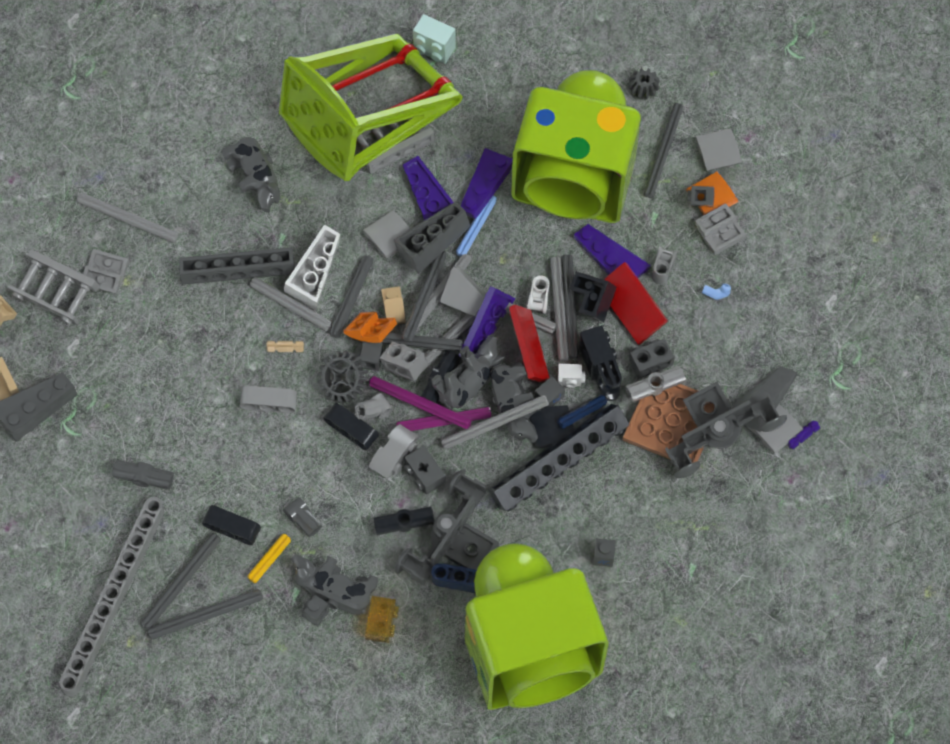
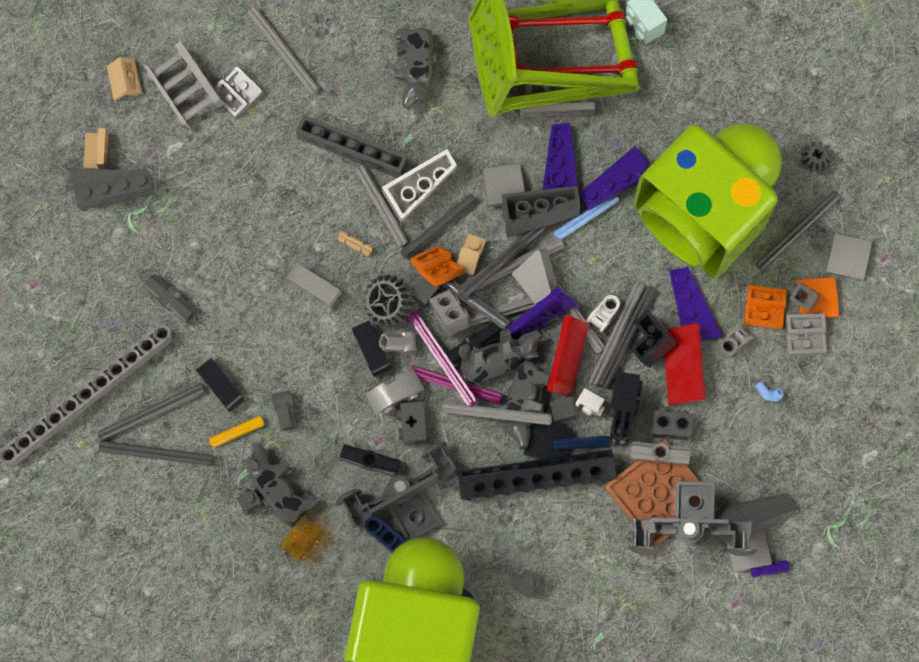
camera: 30 degrees right, 10 degrees up
(672, 224) = (765, 307): none -> orange slope

